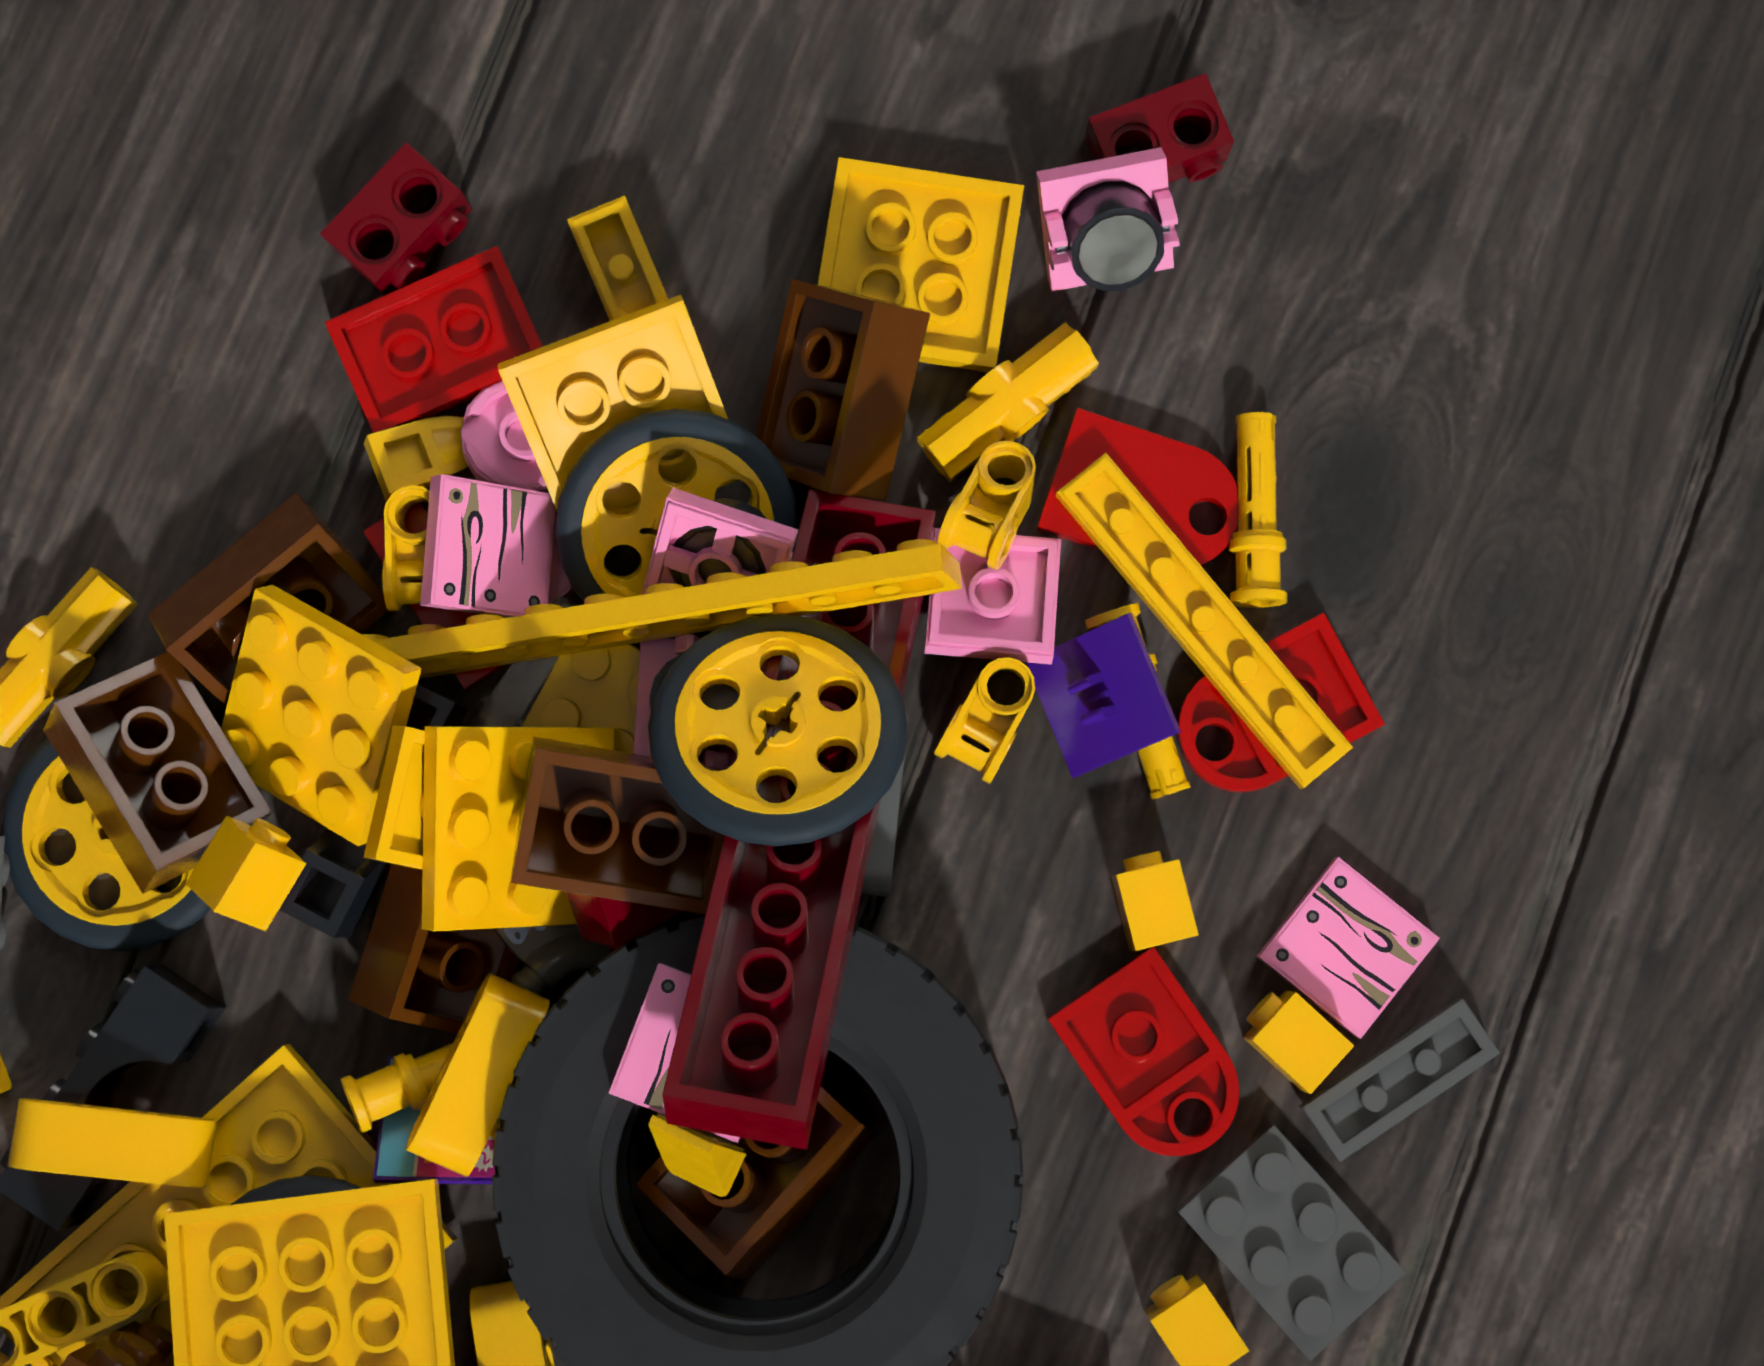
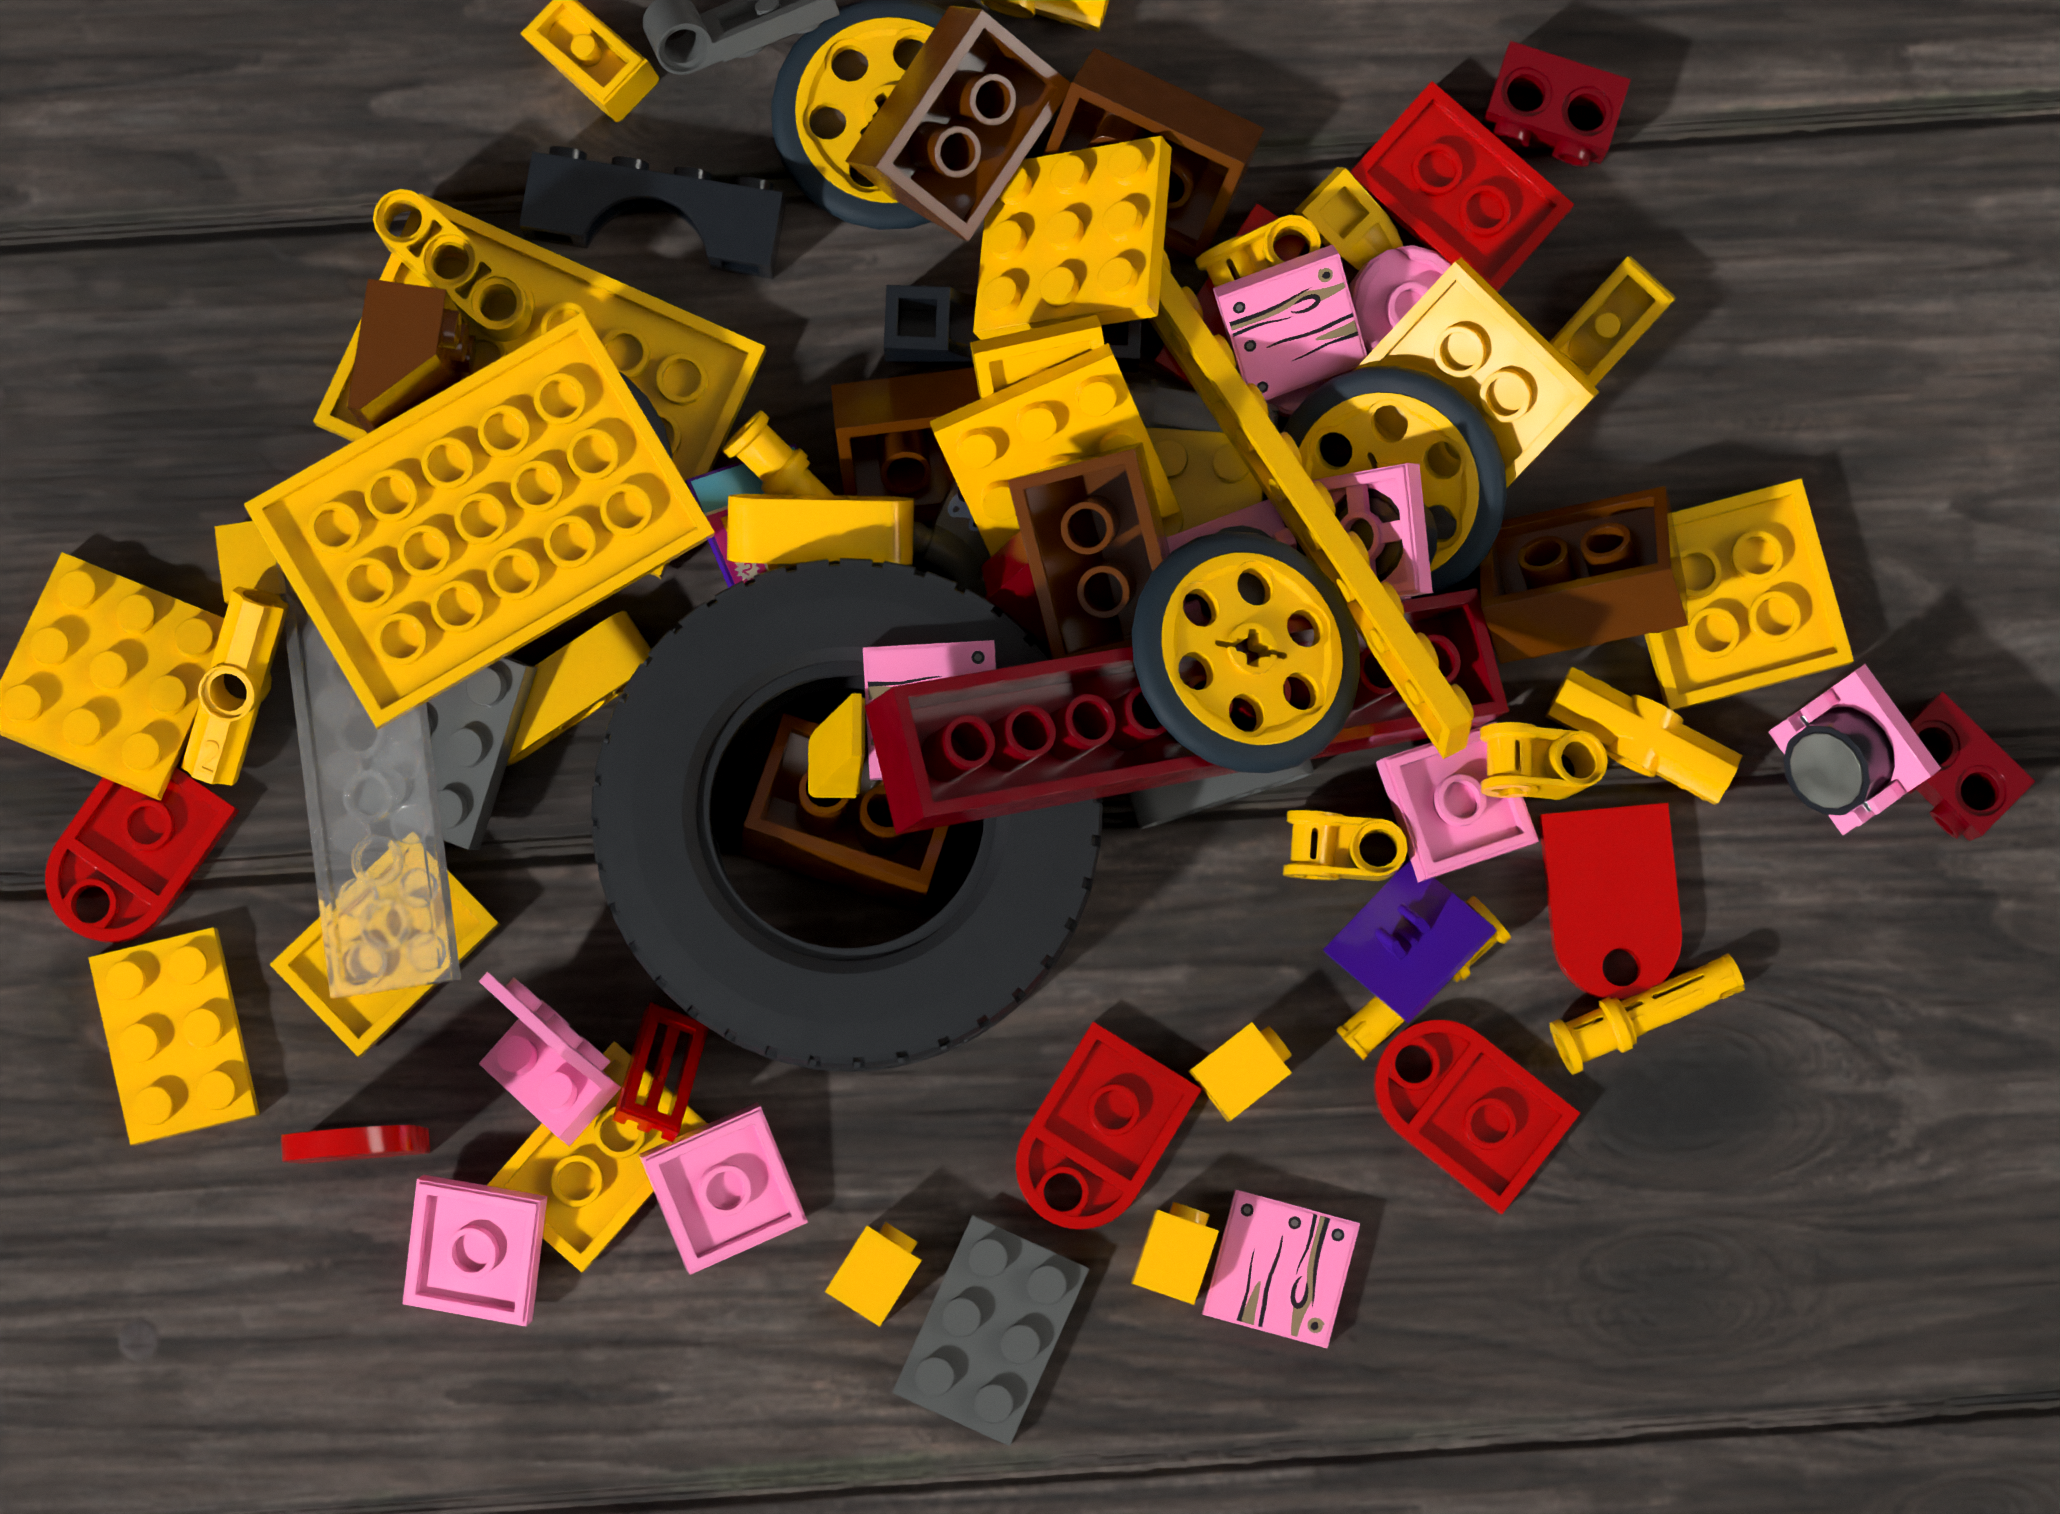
camera: 60 degrees right, 0 degrees up
(112, 1143) = (619, 238): yellow beam -> none
(246, 871) = (908, 244): yellow brick -> none
(1203, 621) = (1521, 1003): yellow tile -> none
(1399, 1079) = (1181, 1365): dark grey plate -> none

